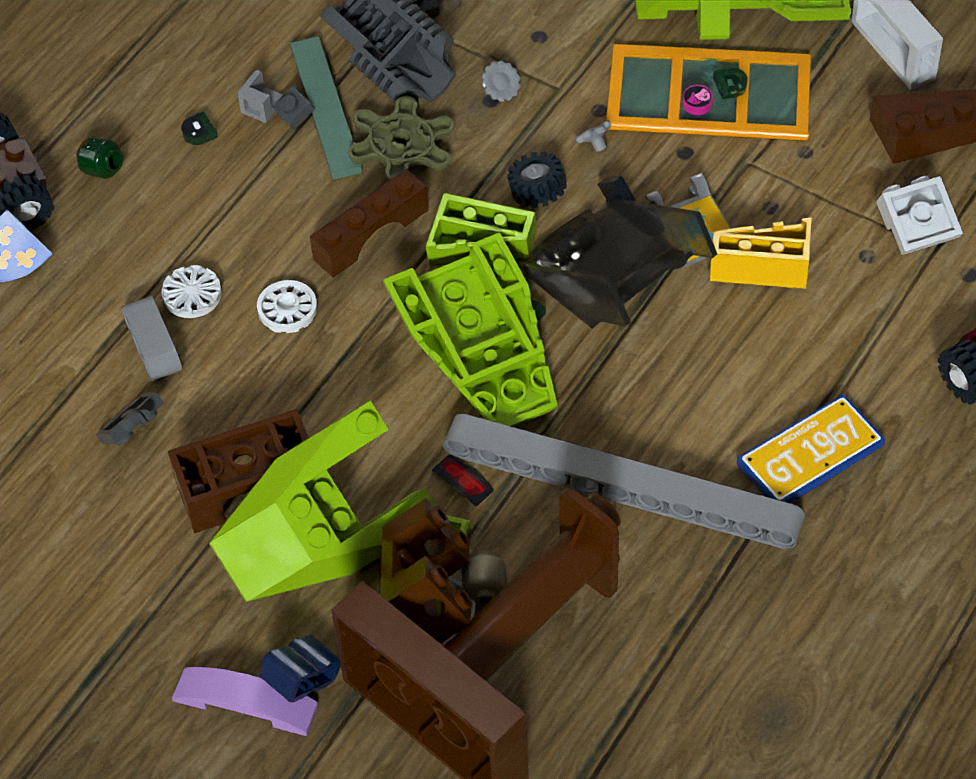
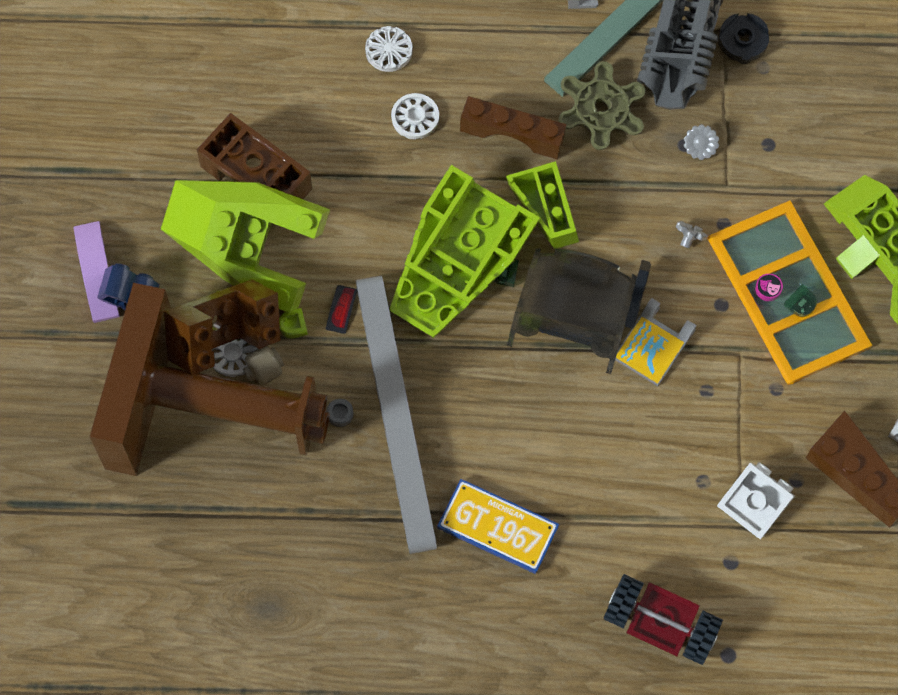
camera: 55 degrees right, 15 degrees up
(138, 412) = (256, 74): dark grey plate -> none
(151, 338) = (332, 47): light grey beam -> none
(293, 107) = (587, 18): dark grey plate -> none
(537, 179) = (621, 216): black wheel -> none
(763, 256) = (646, 409): yellow wedge -> none

